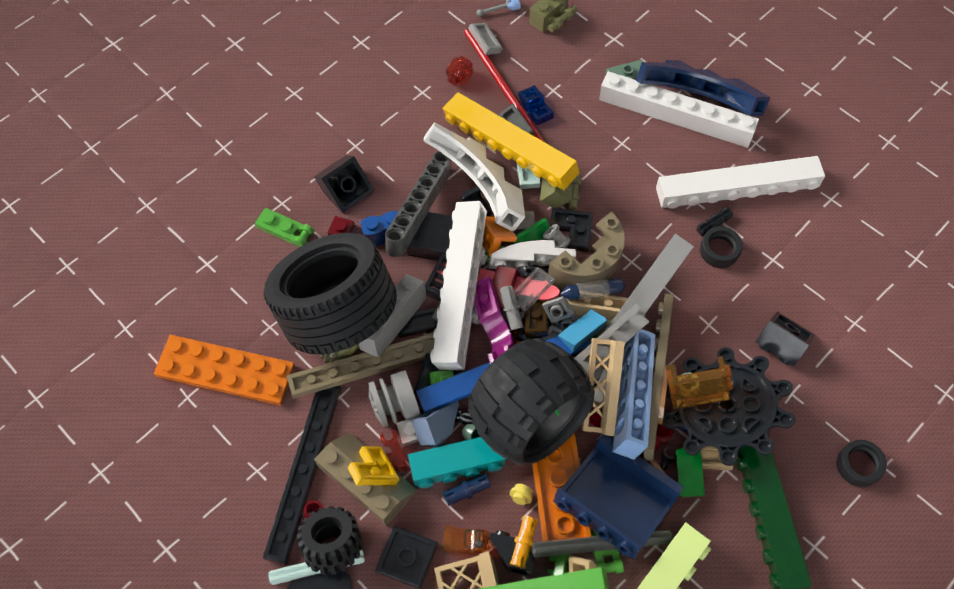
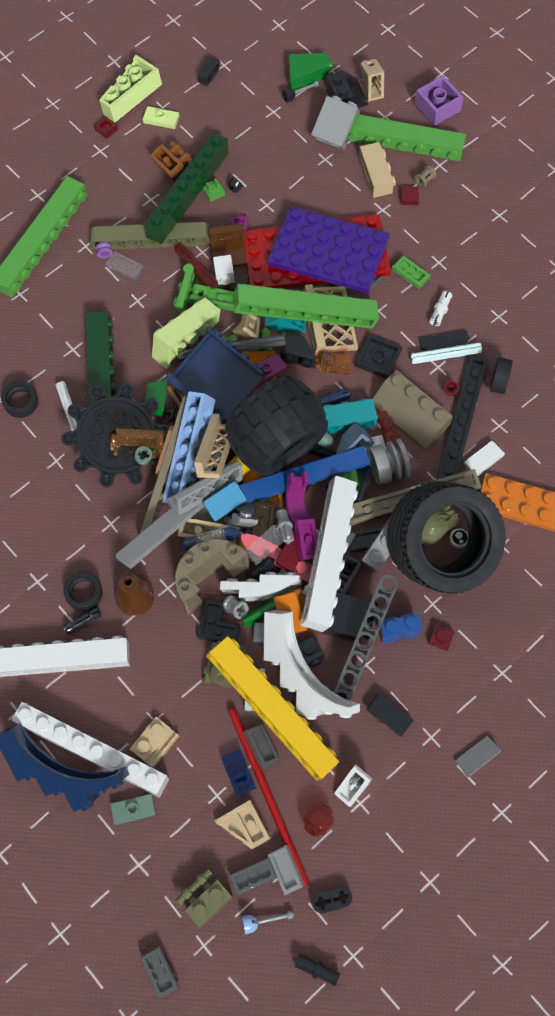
camera: 175 degrees left, 5 degrees up
(247, 524) = (501, 375): none -> black tyre
(280, 423) = (484, 458): none -> white tile
(284, 227) = (497, 642): bright green plate -> none
(311, 128) = (478, 756): none -> light grey slope
(333, 555) = (447, 349): black tyre -> none
(344, 183) = (441, 684): black slope -> none
(375, 468) = (400, 406): yellow tile -> none
(396, 156) = (389, 714): none -> black slope
(426, 100) = (353, 785): none -> white slope
(445, 22) = (333, 905): none -> black beam
(514, 32) = (252, 876): none -> dark grey plate
(524, 66) = (245, 825): none -> tan wing
(524, 542) = (290, 347): light orange pin -> none
(549, 520) = (272, 367): none -> magenta plate
(618, 124) = (154, 742): none -> tan plate
(661, 237) = (134, 595): none -> reddish brown cone
(785, 339) = (48, 501): black slope -> none
(797, 460) = (66, 402): none -> white axle

